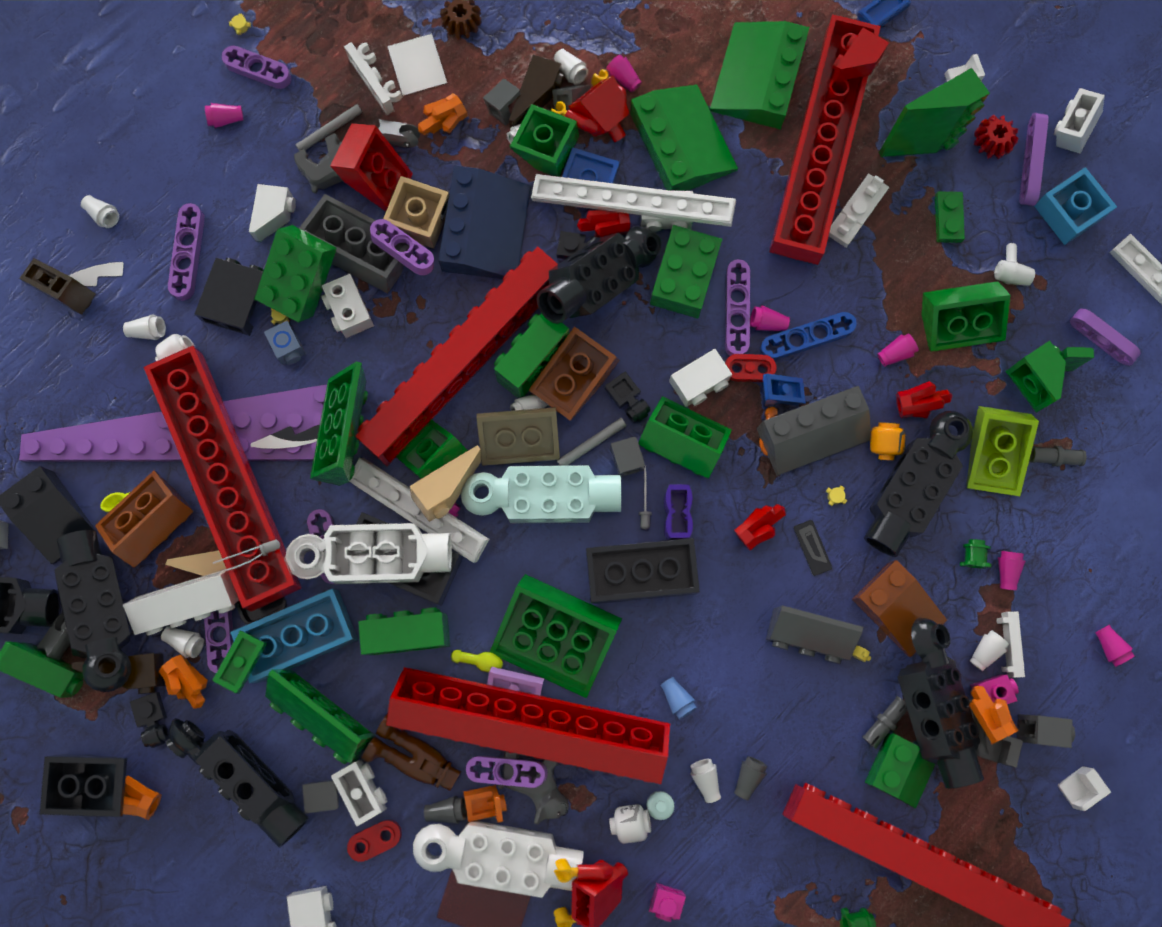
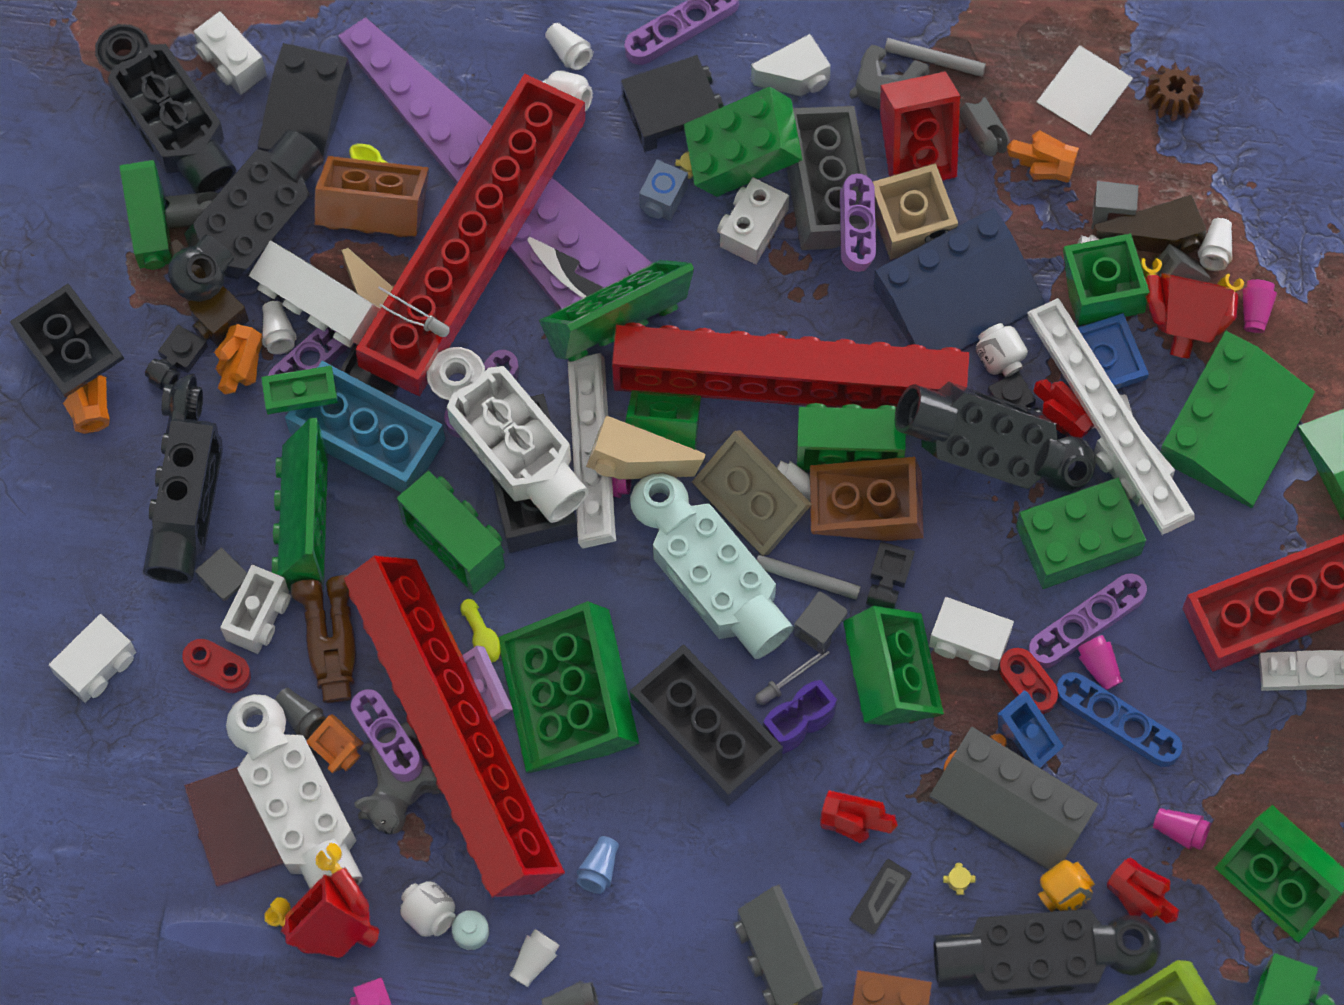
camera: 55 degrees right, 10 degrees down
(372, 77) = (1027, 56): white plate -> none
(541, 229) = (1001, 350): none -> white head

